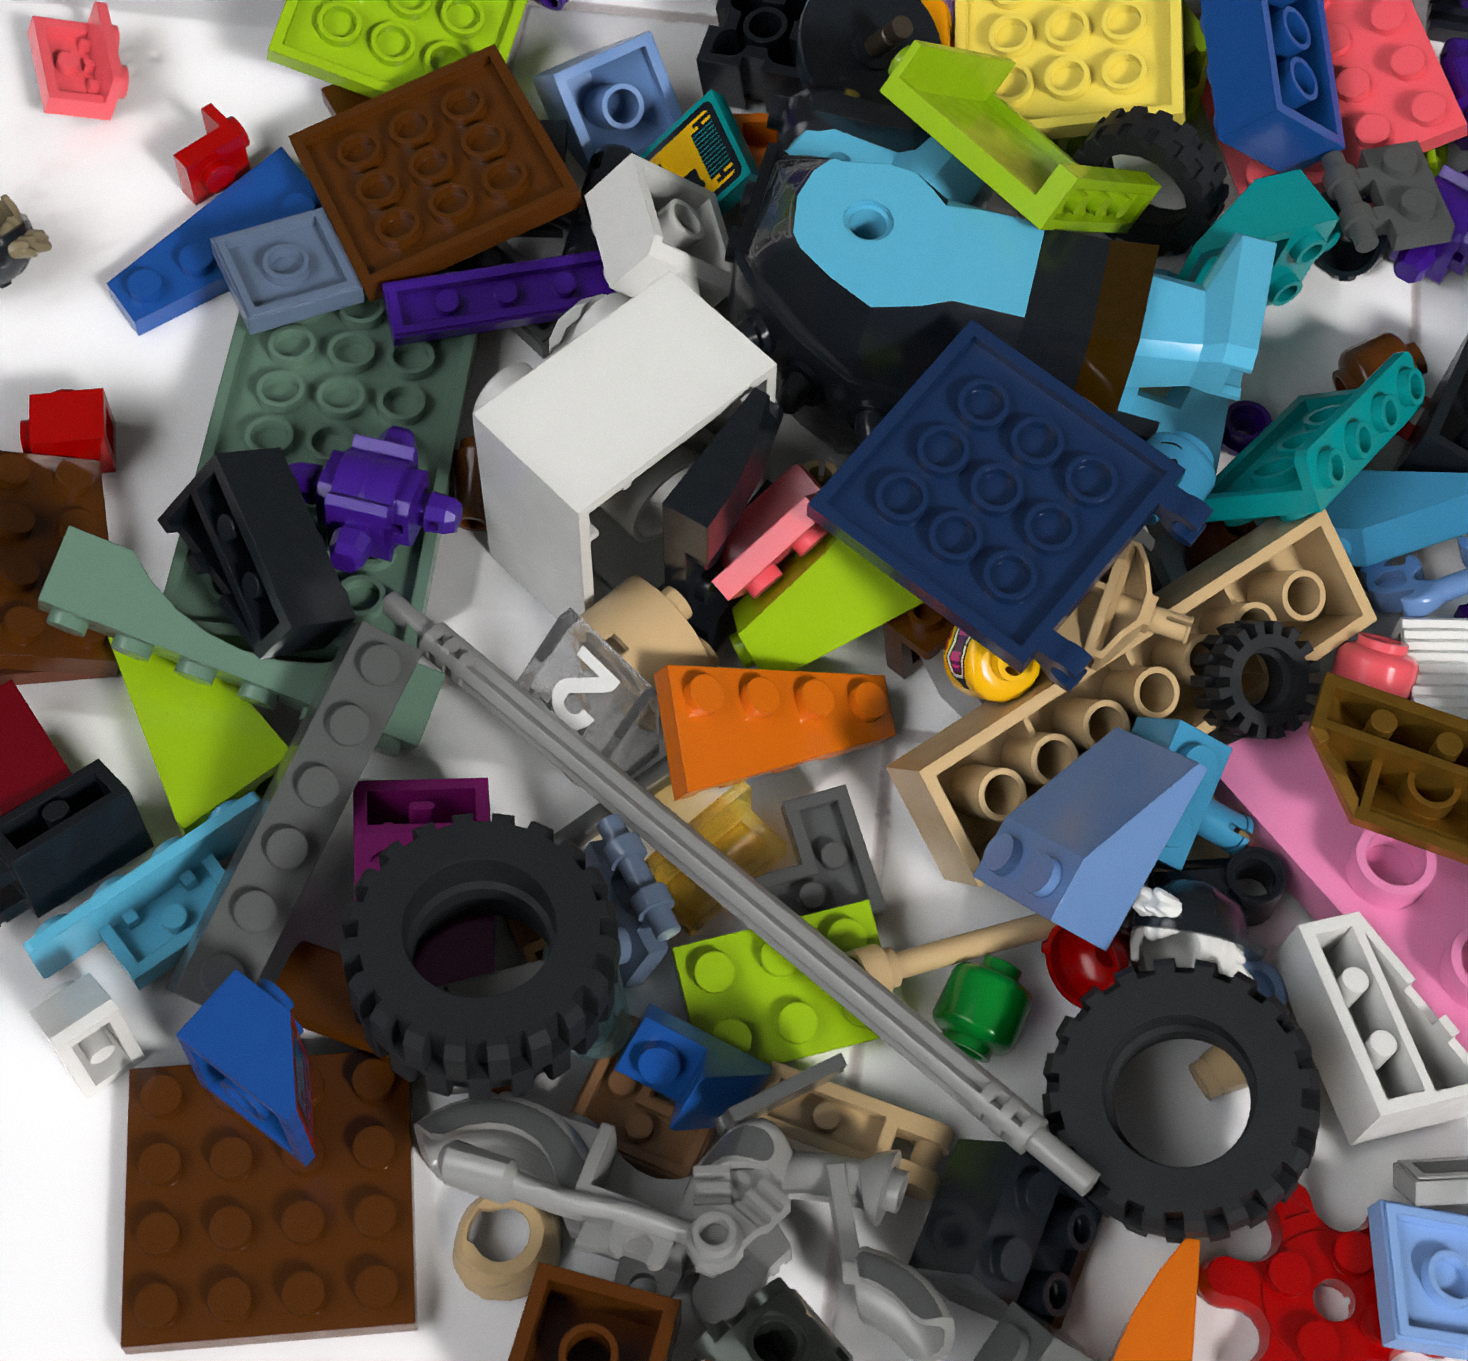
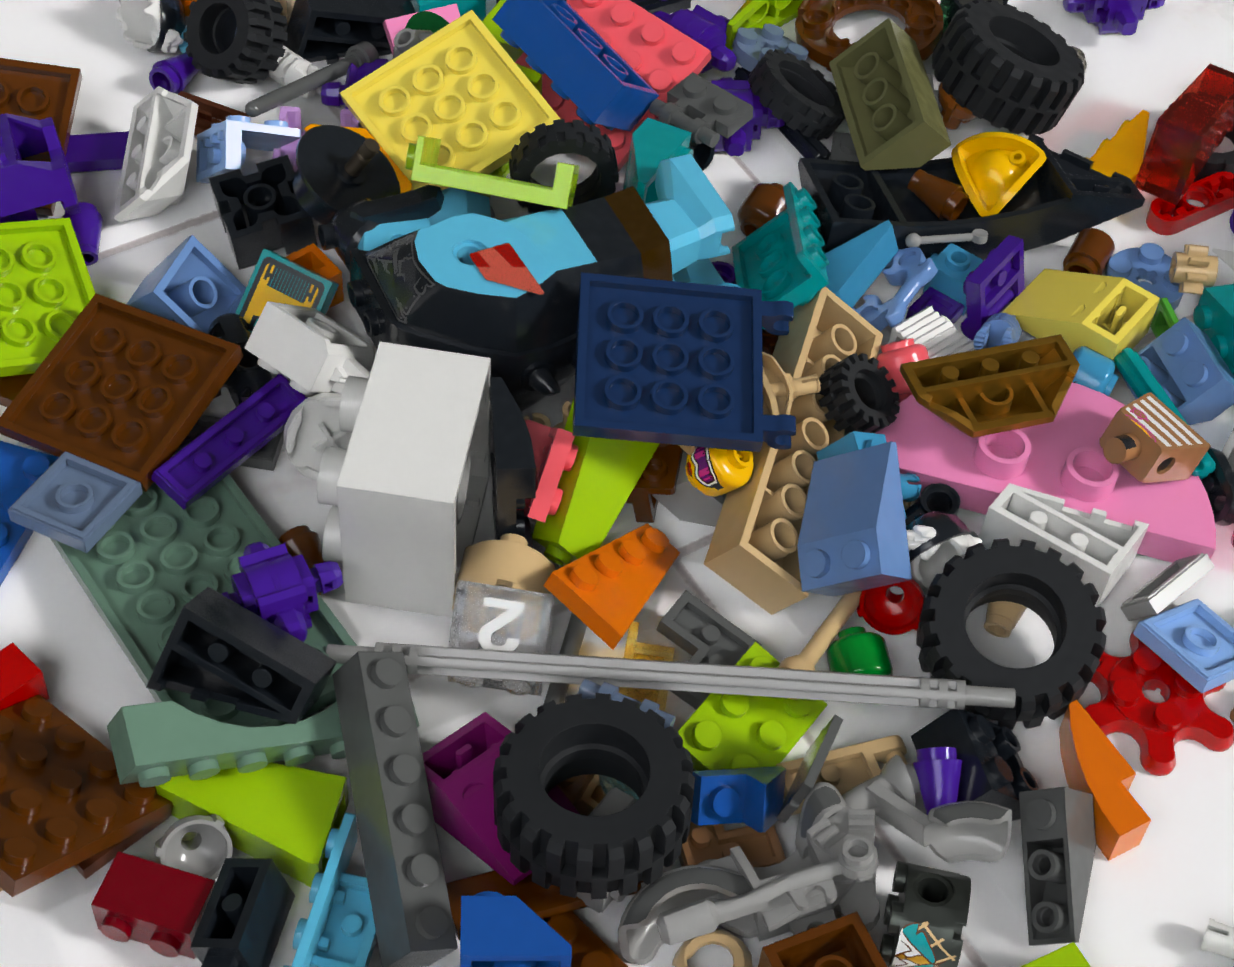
camera: 40 degrees left, 10 degrees down
(85, 728) = (200, 855): none -> light grey piece
(890, 263) = (505, 267): none -> clear red sticker
(925, 1215) = (938, 775): none -> dark purple cone

